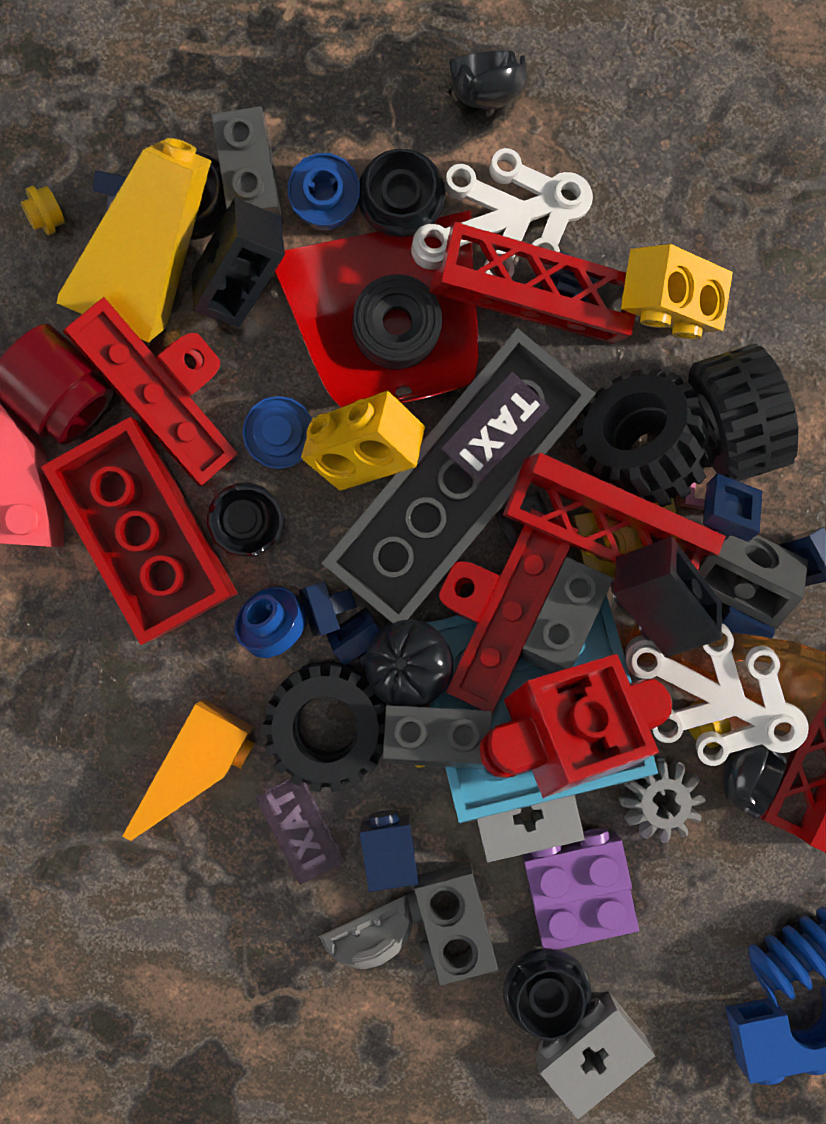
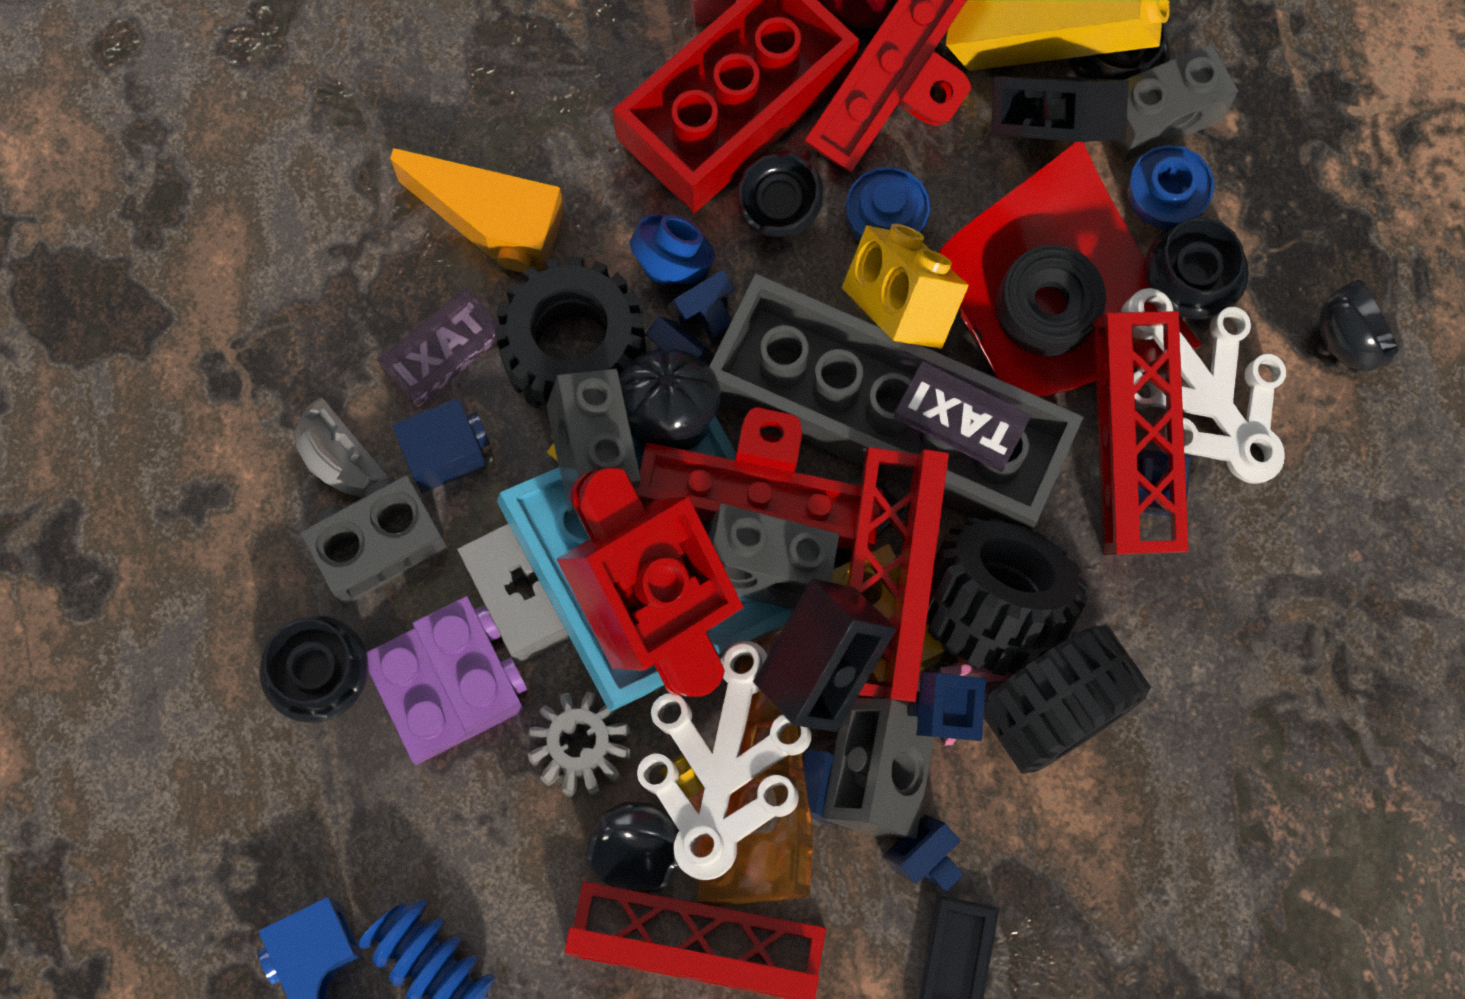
camera: 80 degrees right, 15 degrees down
(585, 1077) = (217, 731): light grey brick -> none
(676, 291) = (1196, 590): yellow brick -> none

